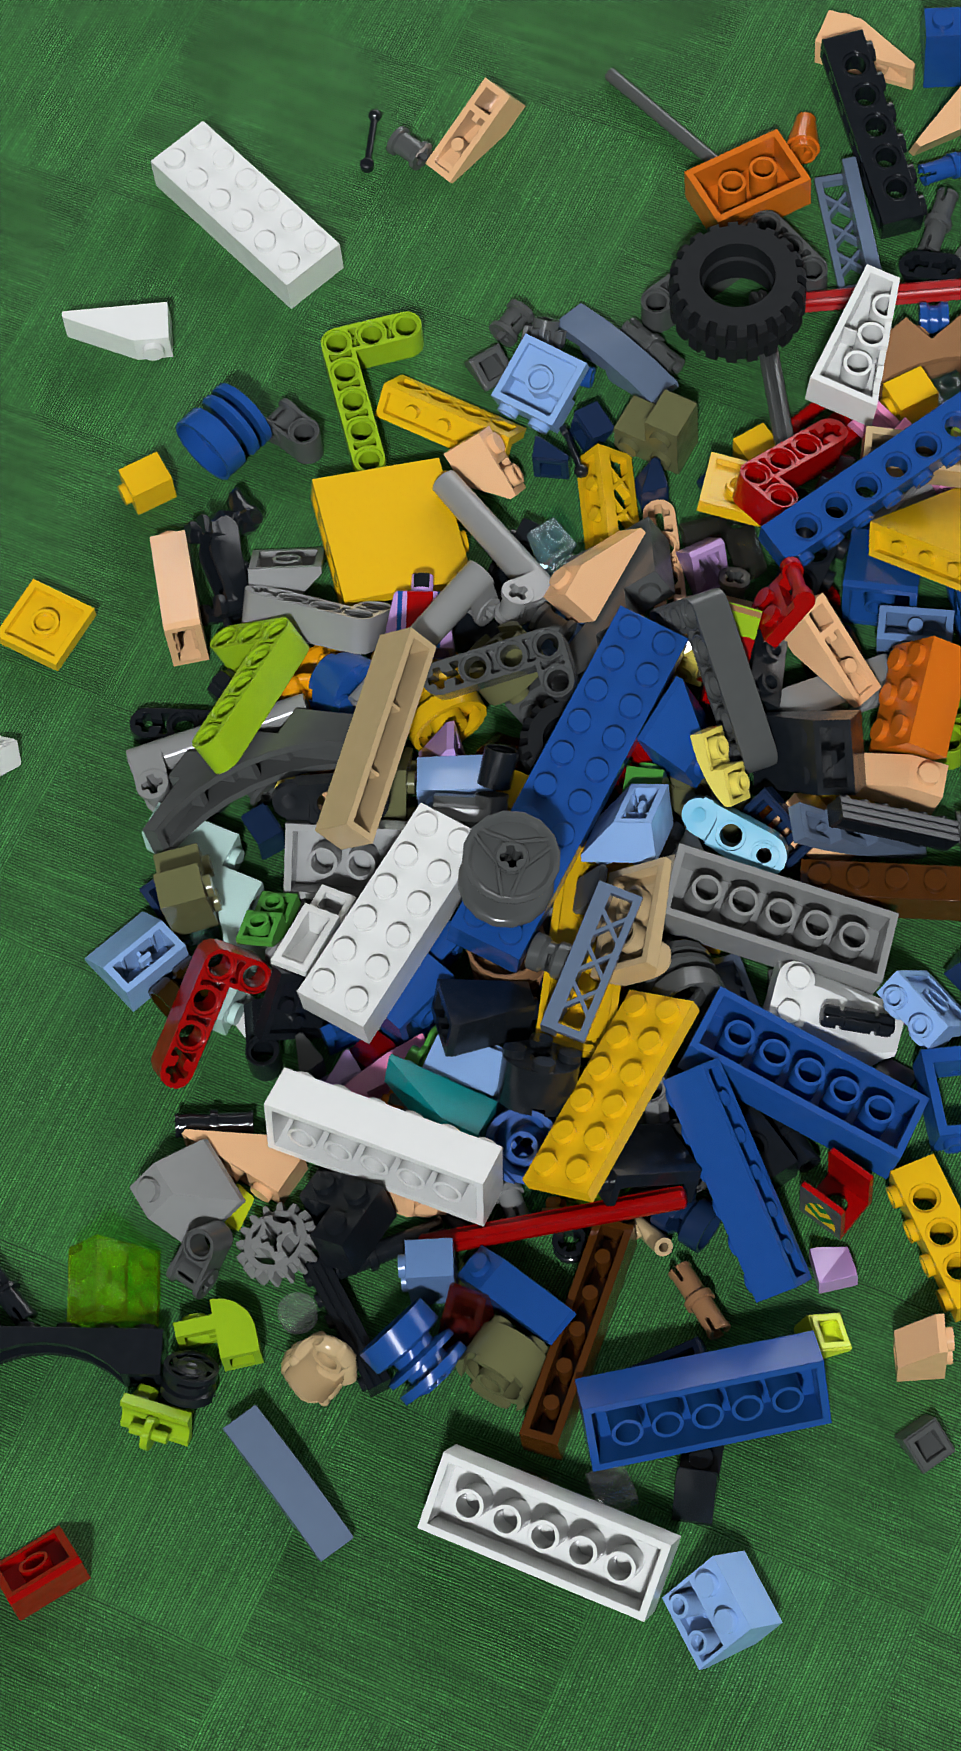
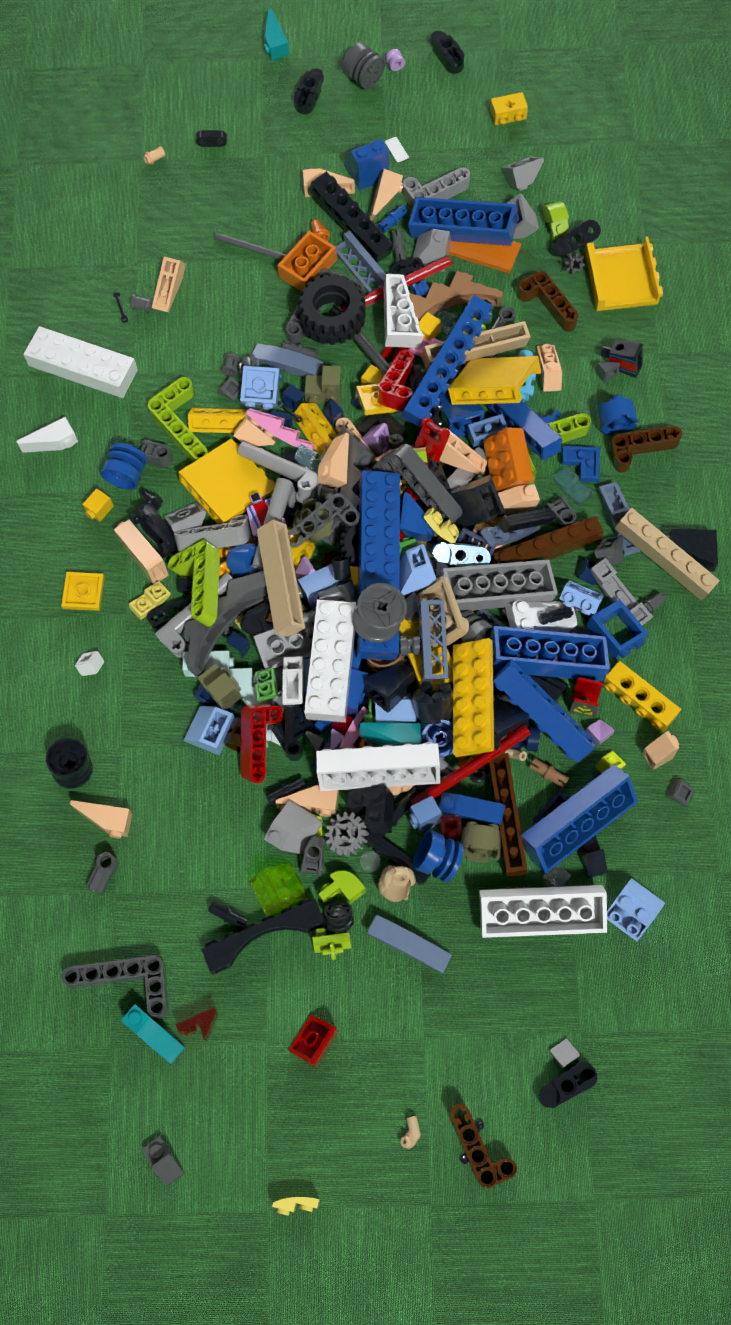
camera: 30 degrees left, 5 degrees up
(159, 688) = (150, 600): none -> light yellow slope
(527, 469) = (274, 425): none -> bright pink slope

